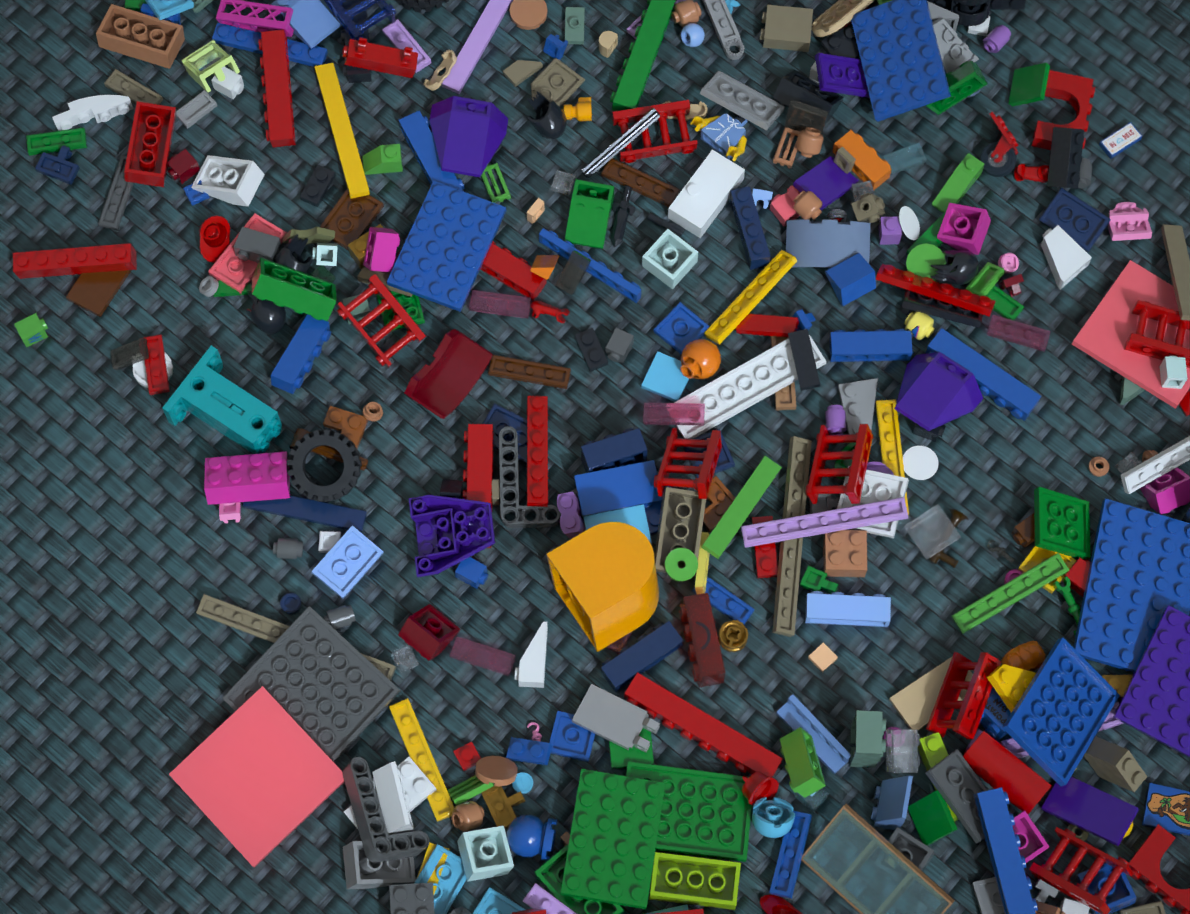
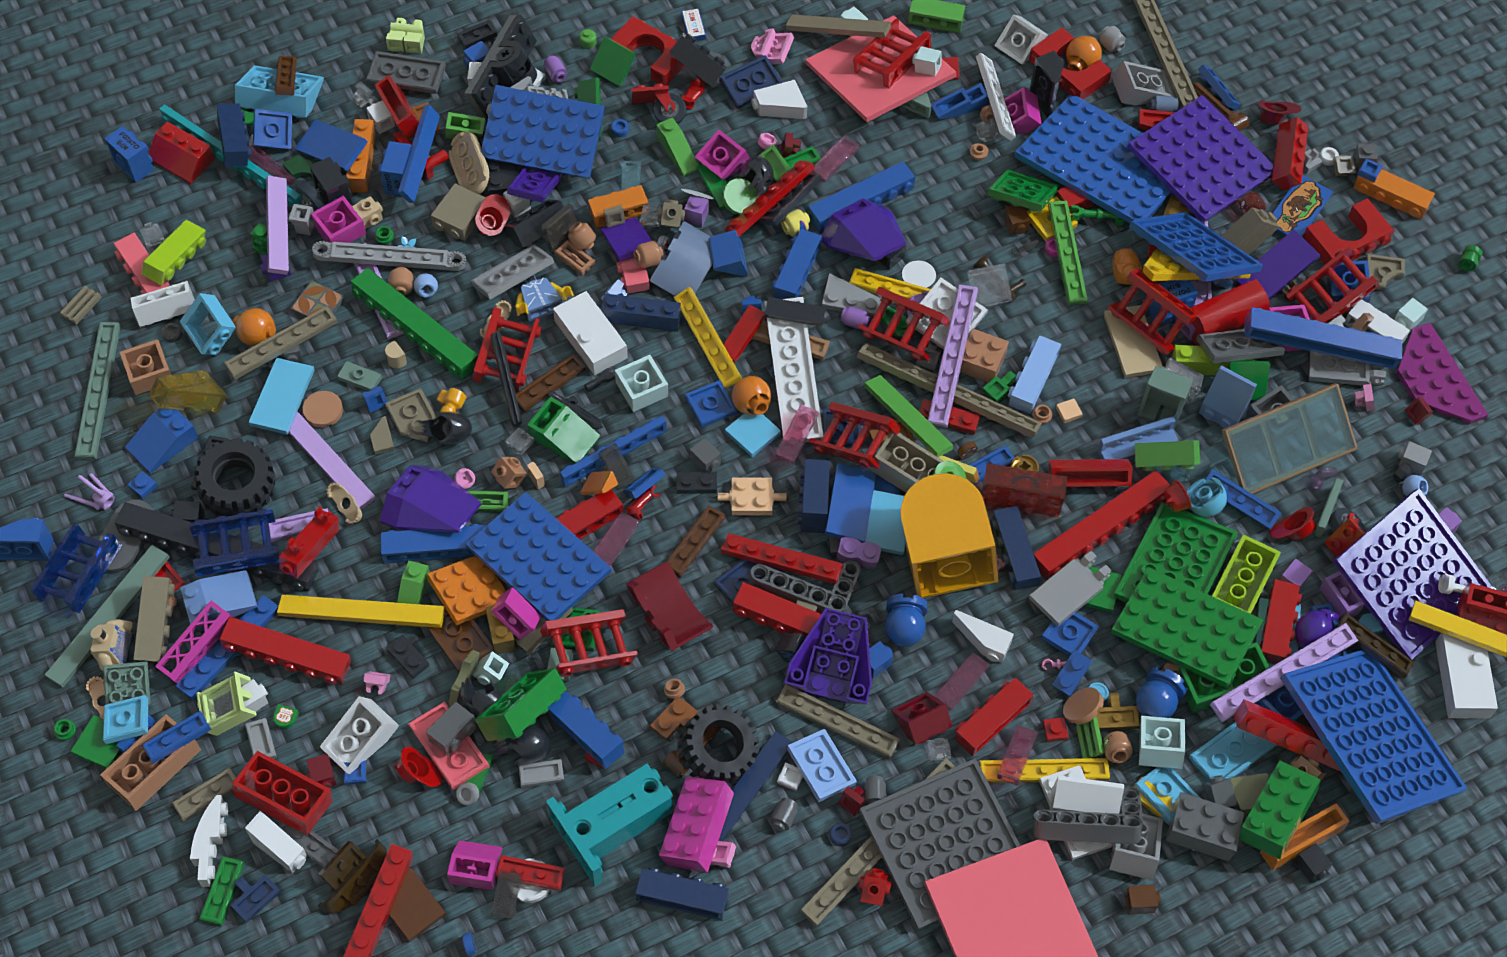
camera: 70 degrees left, 10 degrees down
(77, 344) = (469, 944): none -> blue tile
(102, 227) = (351, 875): none -> dark brown plate
(105, 159) = (276, 842): none -> white slope
(147, 316) = (474, 865): none -> dark pink slope
(162, 42) = (176, 737): none -> blue tile
(182, 492) = (682, 893): none -> dark blue brick
(224, 117) = (285, 716): none -> green tile
(246, 647) = (874, 886): none -> red brick
(252, 337) = (541, 773): none -> light grey tile
(284, 170) = (375, 678): none -> bright pink tile
(324, 885) = (1142, 899): none -> reddish brown brick
(325, 601) = (852, 800): none -> dark red tile
(394, 202) = (466, 588): none -> orange plate
(398, 564) = (838, 721): none -> dark tan tile
(424, 728) = (1017, 755): none -> clear pink plate
(455, 695) = (993, 716): none -> red brick
(508, 154) = (464, 478): none -> bright pink tile
(514, 581) = (905, 620): none -> blue tile
(527, 187) = (509, 472): none -> nougat brick
(568, 304) = (644, 483): none -> blue tile
(597, 402) = (751, 496): none -> light nougat plate
(731, 575) = (967, 450): none -> reddish brown tile
(754, 697) = (1093, 472): none -> red brick
(793, 56) = (492, 215): none -> red piece
(806, 627) = (1042, 409): none -> nougat plate
(958, 125) = (619, 128): none -> blue tile
(1051, 52) = (587, 39): none -> bright green piece
(1150, 426) = (961, 102): none -> blue slope
(1163, 761) = (1251, 200): none -> clear red head

